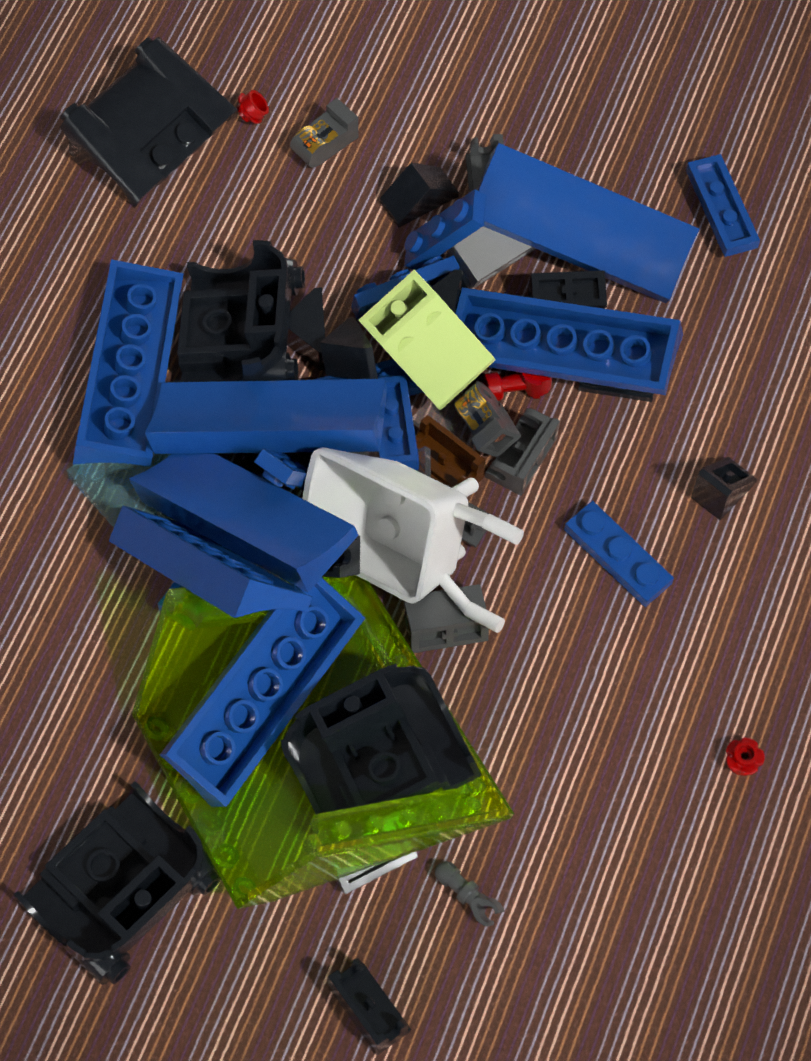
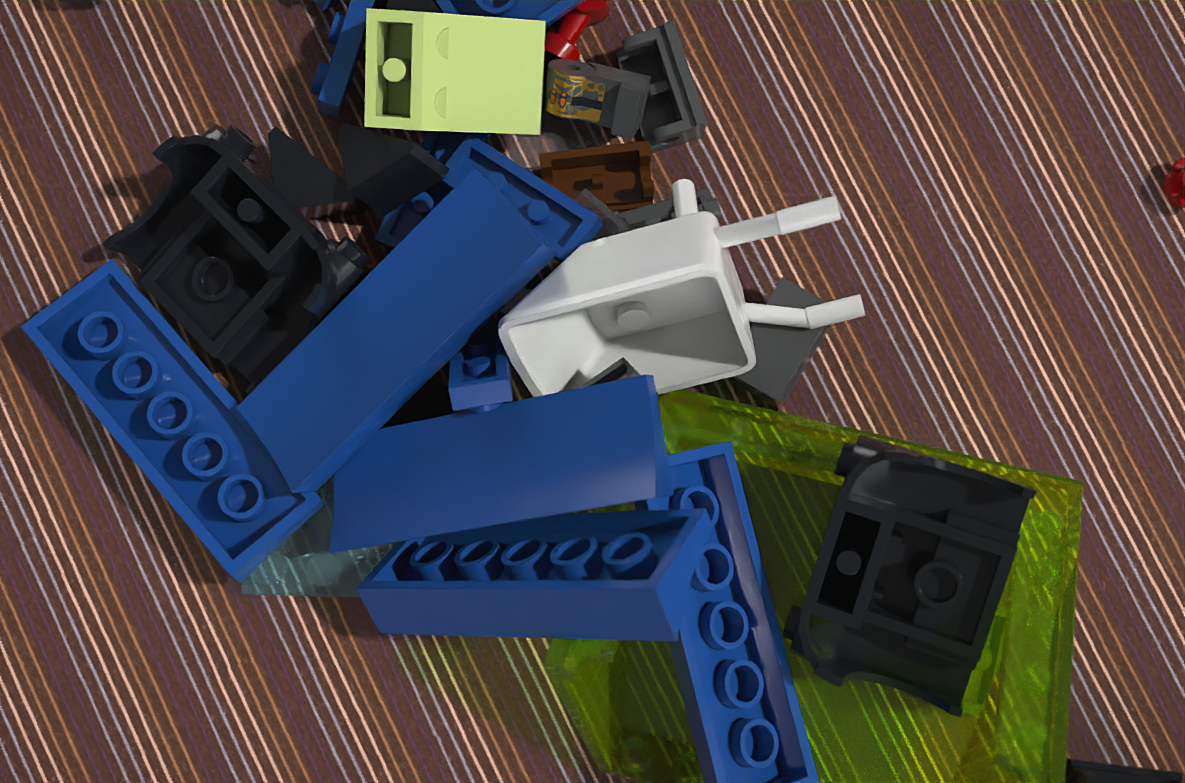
camera: 45 degrees left, 20 degrees up
(467, 892) = (1114, 589): dark grey piece -> none
(618, 553) = (861, 99): blue plate -> none

